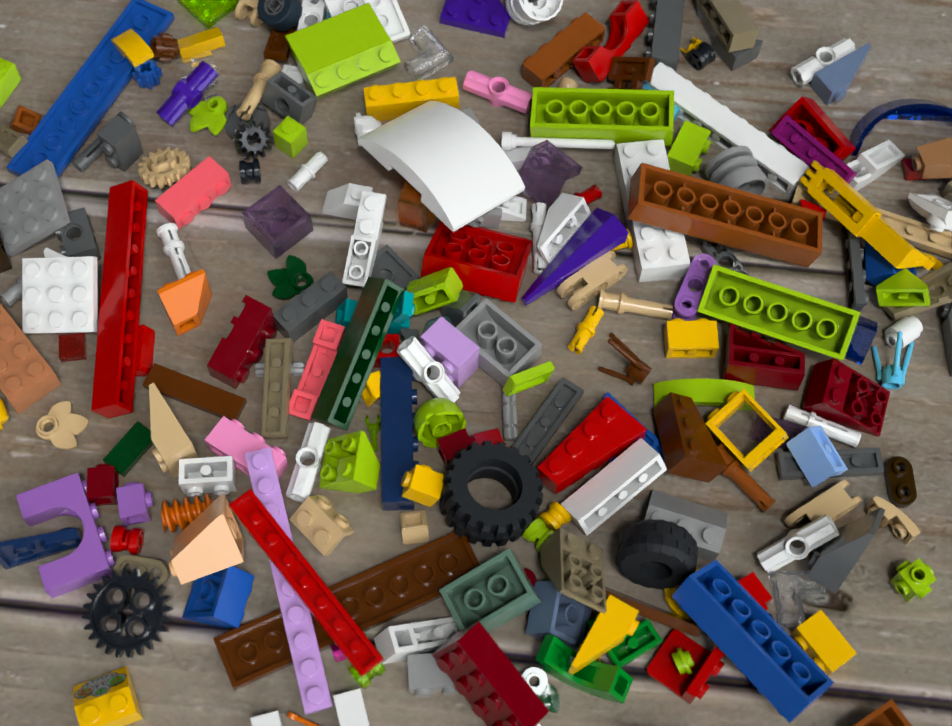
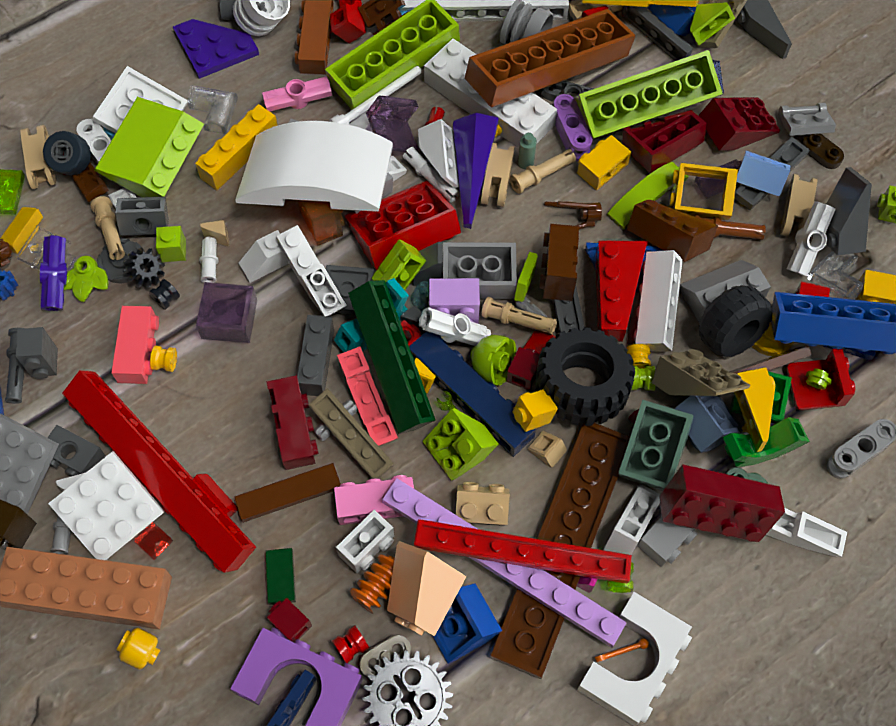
camera: 40 degrees left, 0 degrees up
(65, 426) = (210, 604): tan plate -> none
(134, 503) = (329, 611): medium lavender brick -> none
(164, 167) = (91, 343): tan gear -> none
(167, 435) = (309, 537): tan slope -> none
(174, 248) = (162, 399): white pin -> none
(186, 301) = (214, 430): orange slope -> none
(203, 220) = (163, 358): none -> yellow wheel
(288, 278) = (273, 348): dark green plate -> none
(312, 448) = (435, 480): white piece -> none
(333, 153) = (216, 230): none -> tan slope
(365, 124) = (224, 193): white piece -> none
(486, 396) = (508, 314): none -> tan pin
(564, 388) = (560, 262): none -> reddish brown wedge
(567, 83) = (341, 51): tan hinge -> none
(585, 330) = (526, 213): yellow pin -> none
(632, 279) = (527, 150): none -> sand green cylinder
(688, 148) = (474, 31): lime brick -> none
(832, 429) = (733, 153): white pin -> none
(893, 375) = (751, 83): medium azure plant -> none
(901, 524) = (832, 174): tan slope -> none
(908, 449) = (807, 119): none -> light grey plate
(909, 326) = (730, 51): white brick -> none

